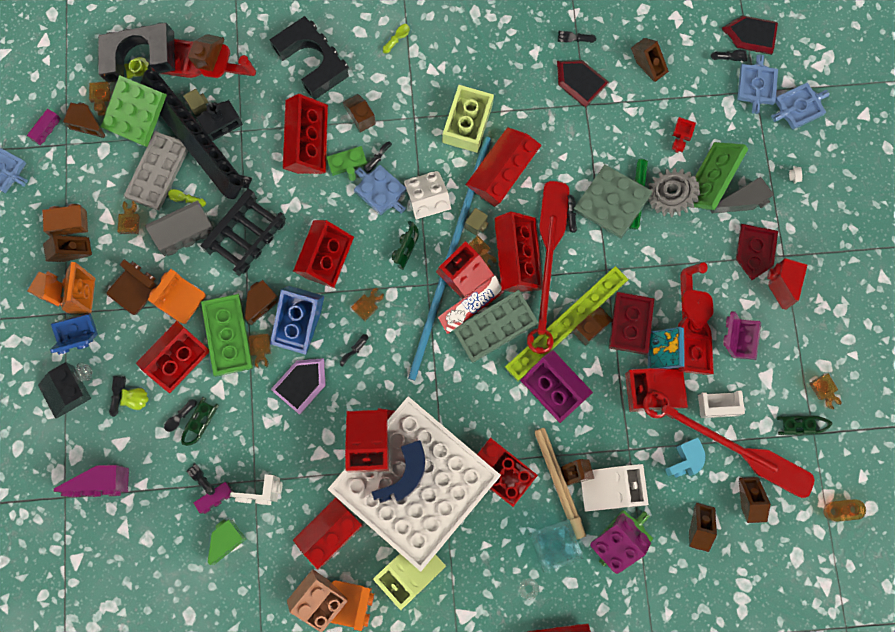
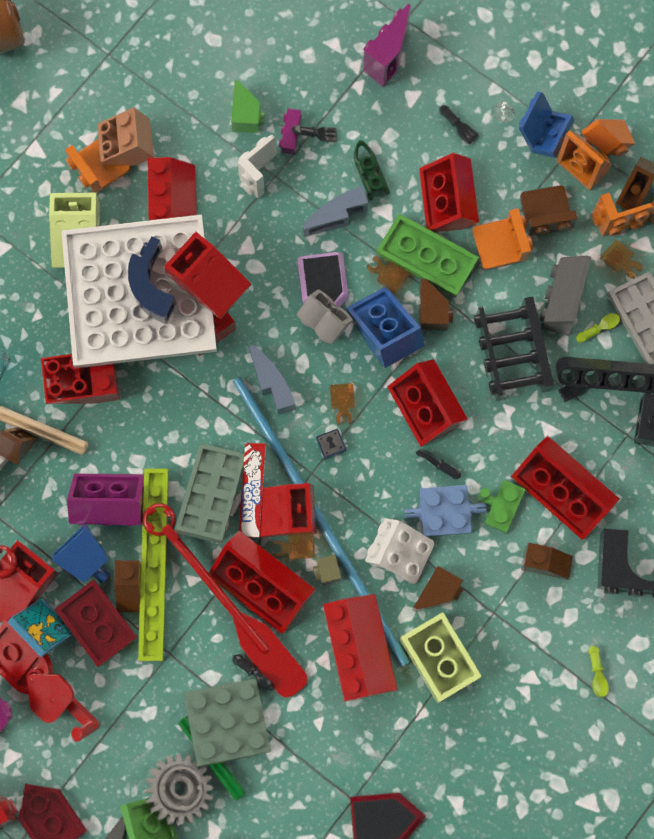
camera: 135 degrees right, 0 degrees up
(63, 390) = (501, 84): black slope -> none
(106, 245) = (612, 222): none -> orange bracket
(134, 398) = (441, 135): lime animal -> none
(173, 422) = (389, 152): black piece -> none
(245, 415) = (336, 212): none -> sand blue slope
(324, 358) = (324, 317): none -> light grey brick
(355, 216) = (441, 465): none -> black piece
(355, 349) = (310, 355): black piece -> none
(374, 161) = (481, 536): black piece -> none
(394, 355) = (272, 381): none -> sand blue slope
(399, 288) = (331, 444): none -> tile
(407, 242) = (371, 488): dark green piece -> none
(431, 153) = (439, 590): none -> reddish brown slope
(604, 366) = (83, 556): none -> blue torso

